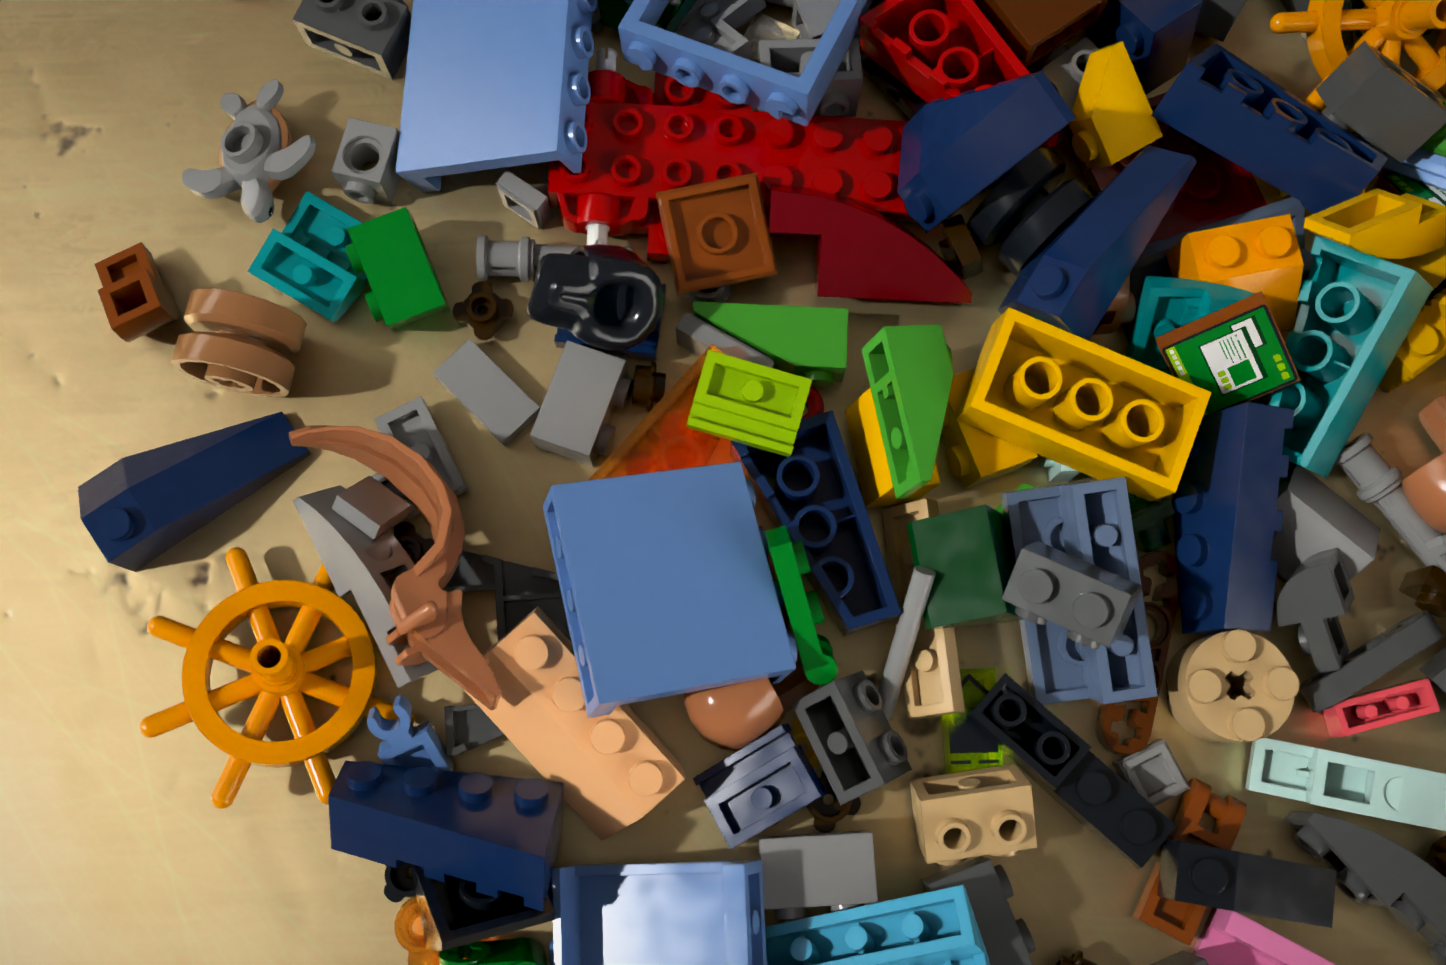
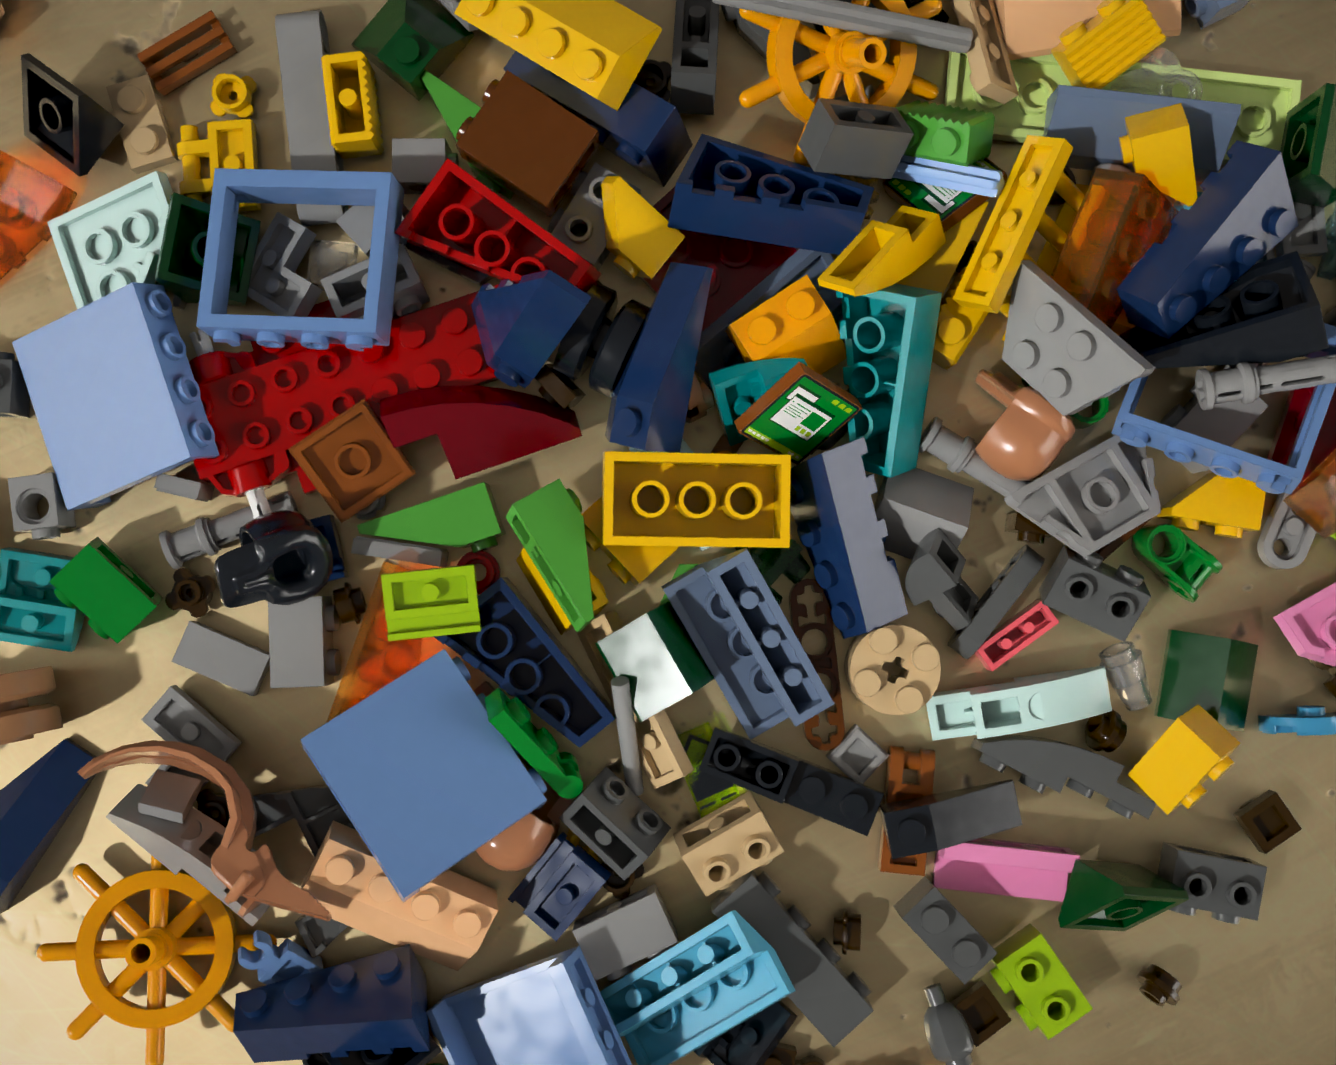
camera: 20 degrees left, 10 degrees up
(1071, 594) = (735, 660): dark grey brick -> none

